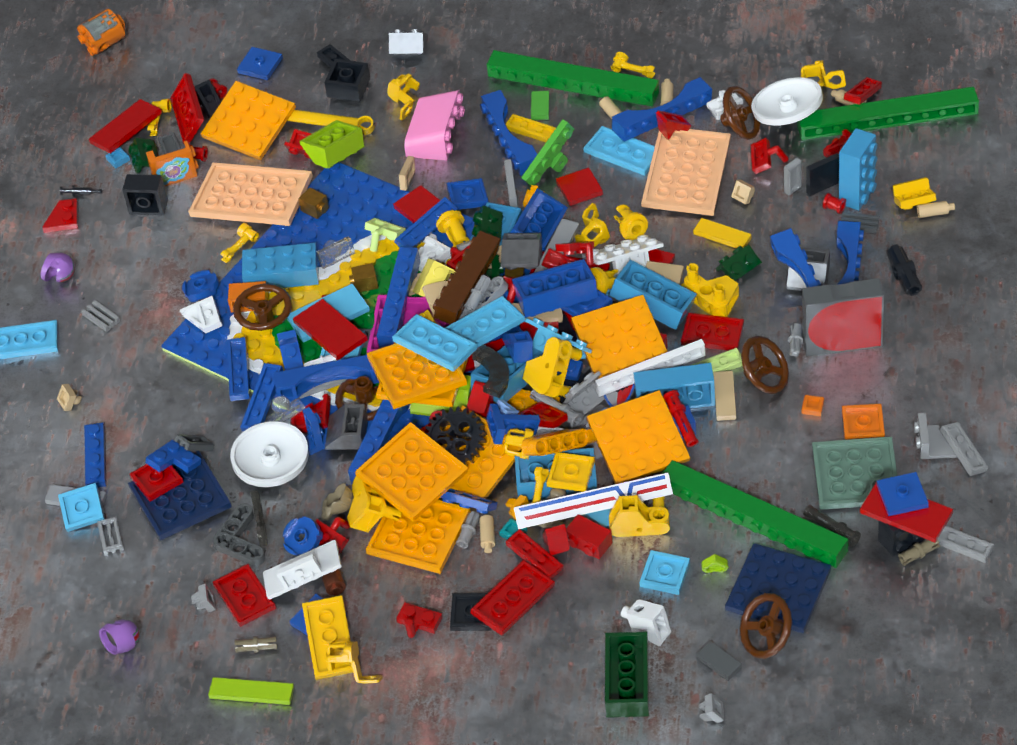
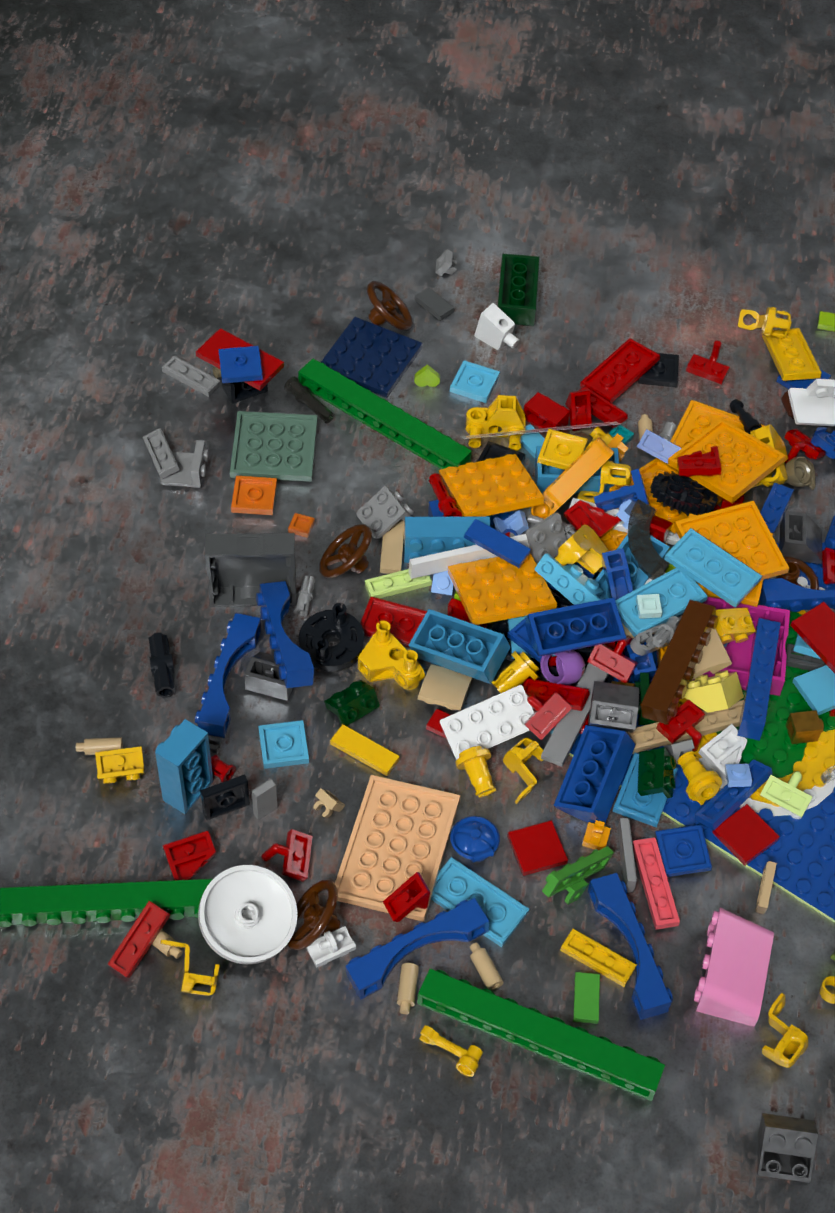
camera: 175 degrees right, 5 degrees up
(381, 536) = (745, 418): none -> black piece
(422, 230) = (738, 775): none -> light blue plate
(438, 450) = (699, 463): none -> red wing
(489, 172) = (655, 883): none -> coral plate
(492, 307) = (649, 606): none -> light aqua plate
(627, 180) = (475, 838): none -> blue piece
(627, 363) = (497, 543): none -> blue tile
(732, 415) = (384, 511): none -> light grey bracket
(764, 292) = (338, 626): none -> black piece
(795, 222) = (283, 744): none -> medium azure tile

